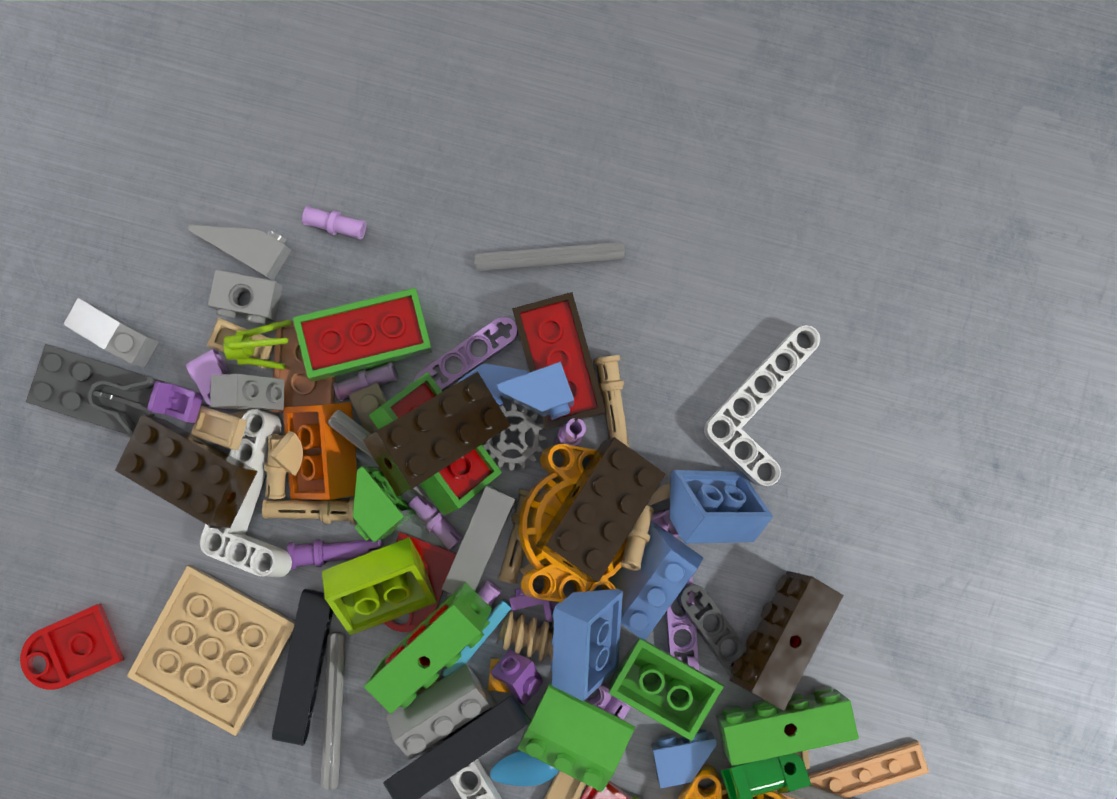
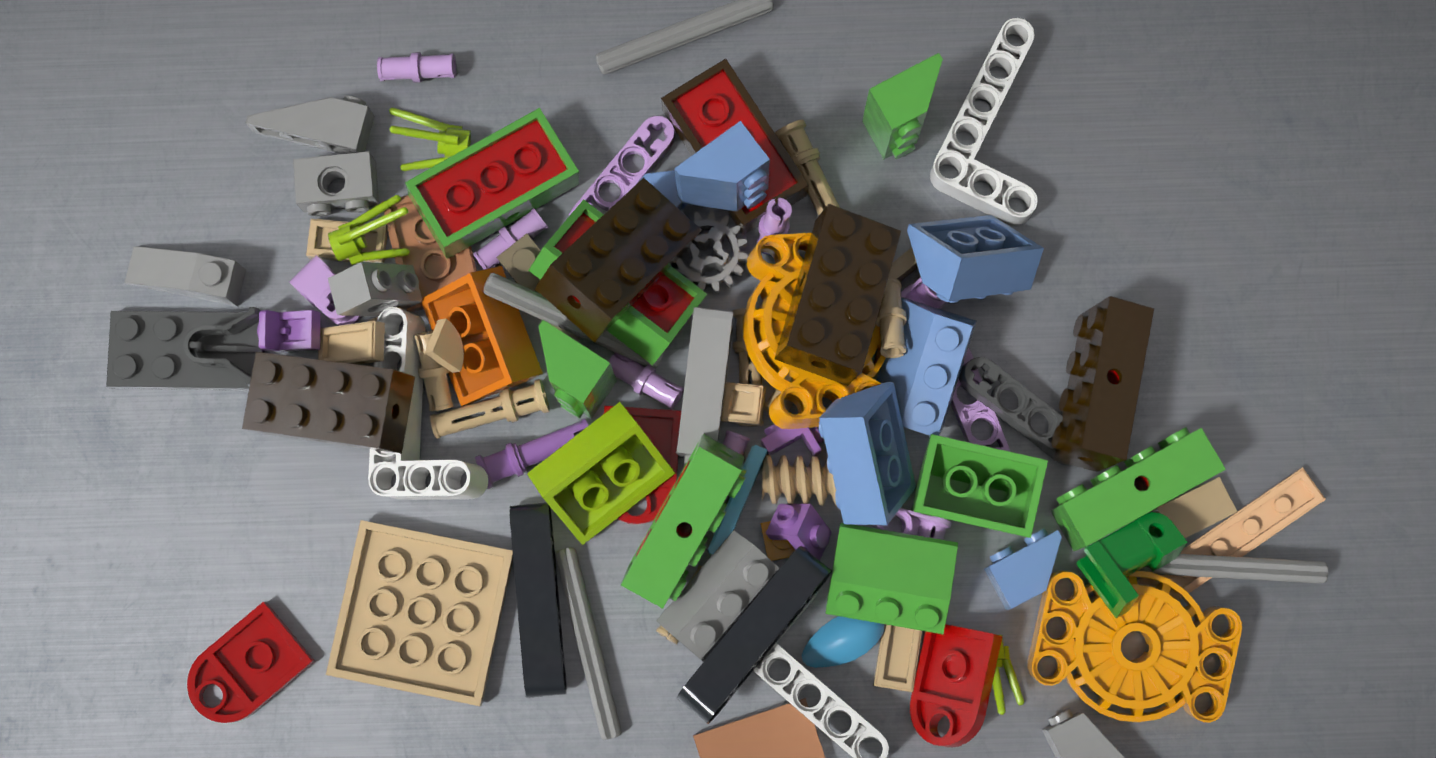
camera: 15 degrees left, 5 degrees down
(342, 291) = (450, 137): none -> lime plant
(504, 565) = (743, 403): none -> tan tile
(698, 374) = (899, 107): none -> bright green slope
(829, 757) = (1199, 507): none -> tan tile

